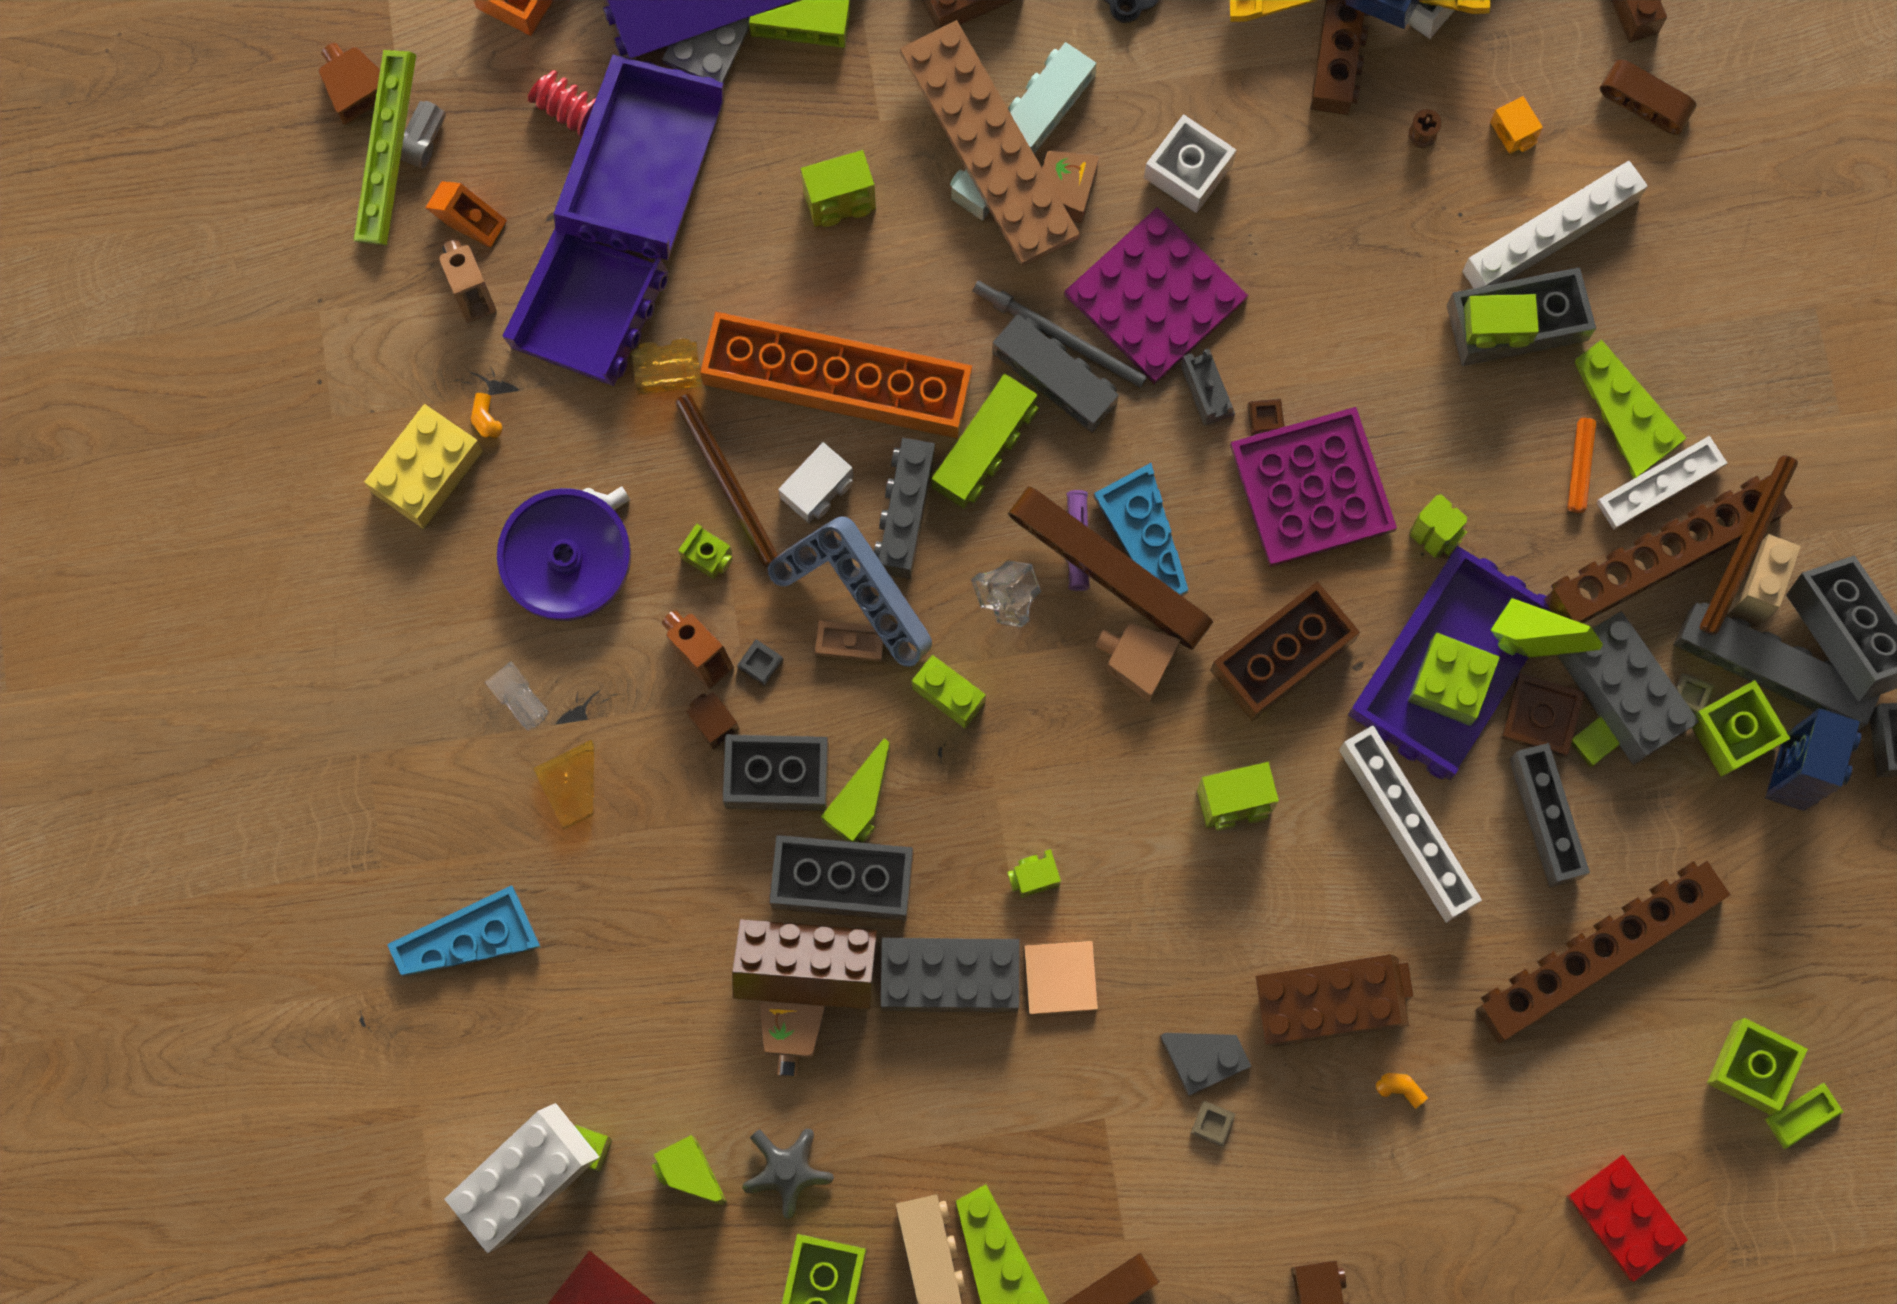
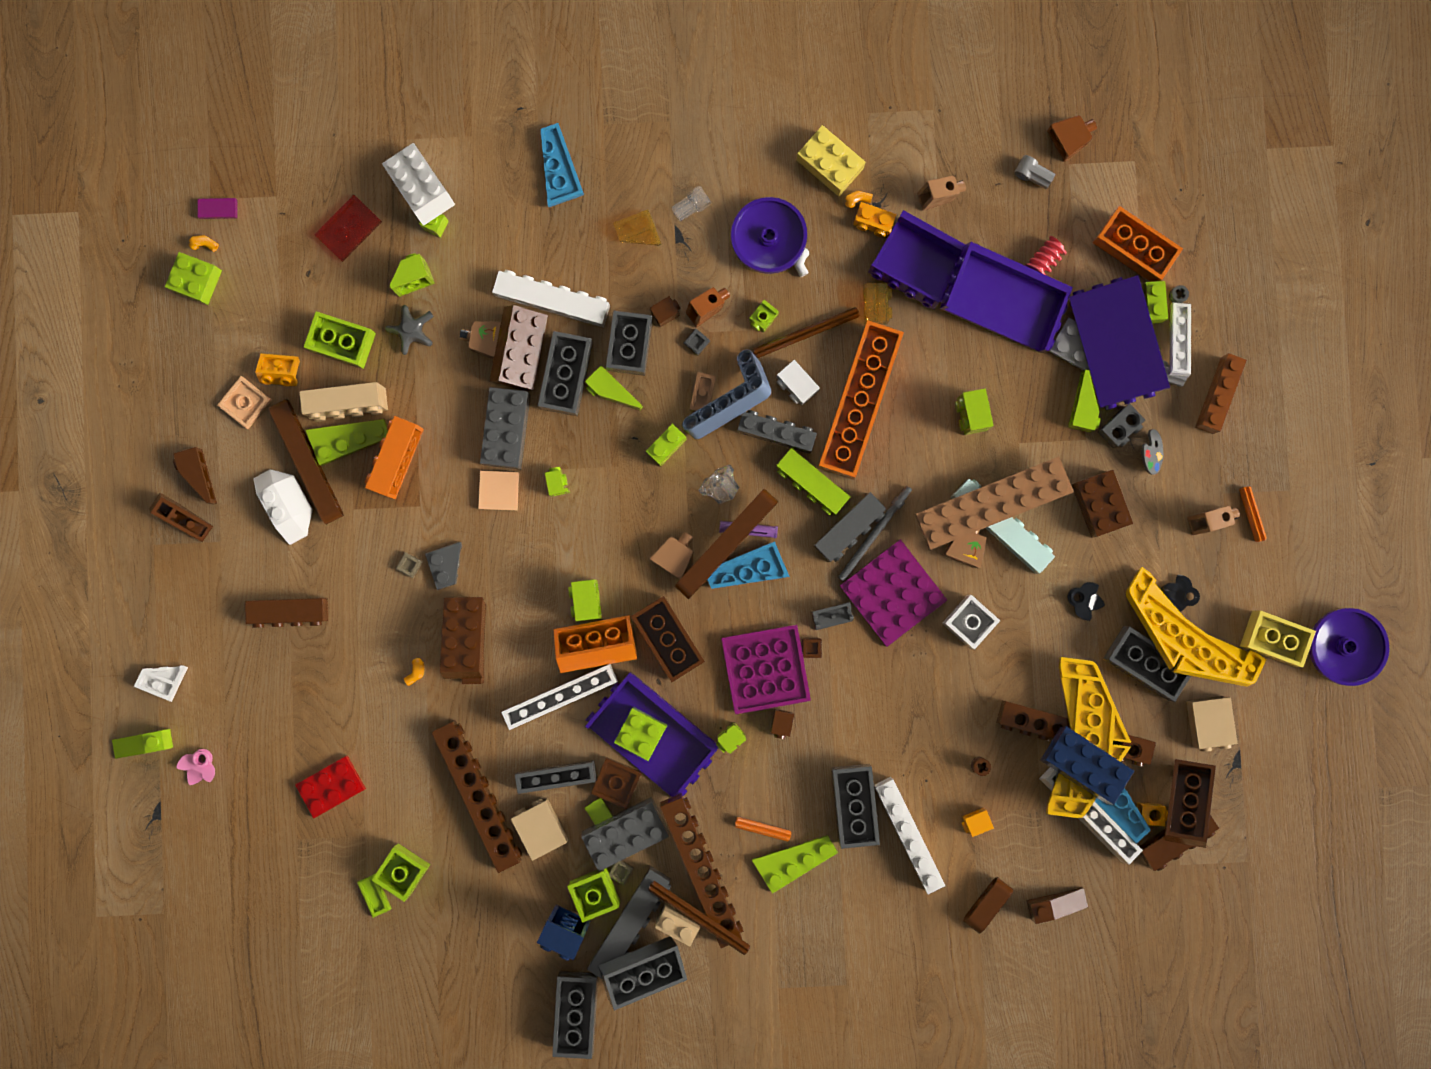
camera: 100 degrees right, 10 degrees up
(385, 147) = (1027, 150): lime tile -> none
(466, 212) = (982, 196): orange slope -> none
(519, 386) = (874, 220): none -> light orange bracket
(708, 921) = (550, 298): none -> white brick
(1027, 1165) = (394, 457): none -> orange brick
(1311, 771) = (594, 644): none -> orange brick
(1401, 450) = (782, 723): none -> reddish brown brick
(1501, 320) = (849, 791): lime brick -> none
(1541, 633) = (660, 785): lime slope -> none
(1641, 836) = (539, 828): none -> tan brick
(1661, 482) = (746, 874): white plate -> none

